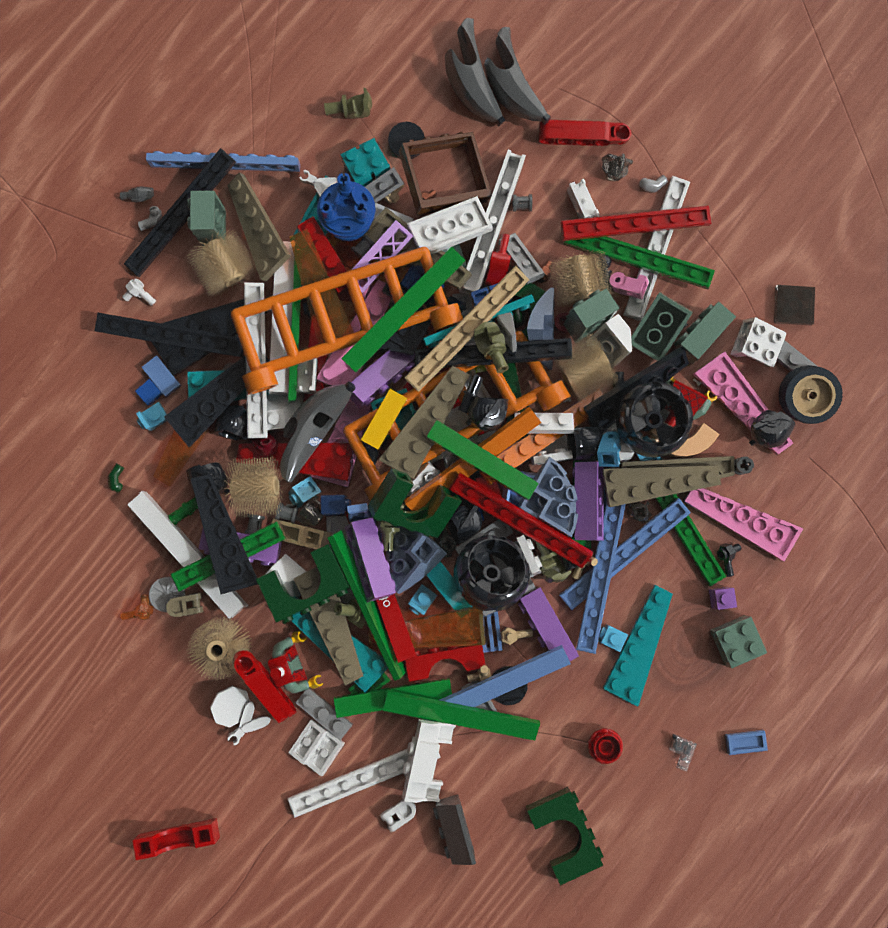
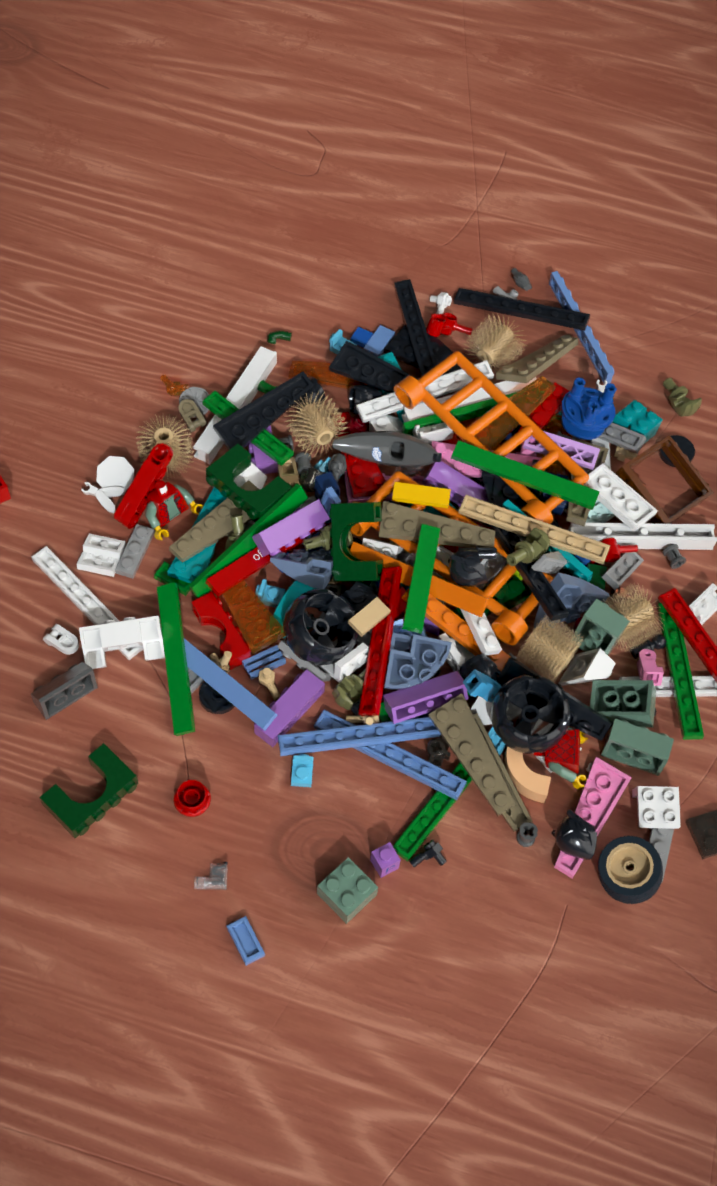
camera: 70 degrees right, 25 degrees down
(169, 301) = (445, 324): none -> red beam
(206, 216) = (531, 317): sand green brick -> none
(308, 483) = (337, 465): none -> dark grey piece
(374, 700) = (157, 577): green tile -> none
(502, 525) = (369, 616): none -> tan tile
(635, 659) = (288, 801): teal wing -> none
(757, 527) = (471, 874): bright pink wing -> none

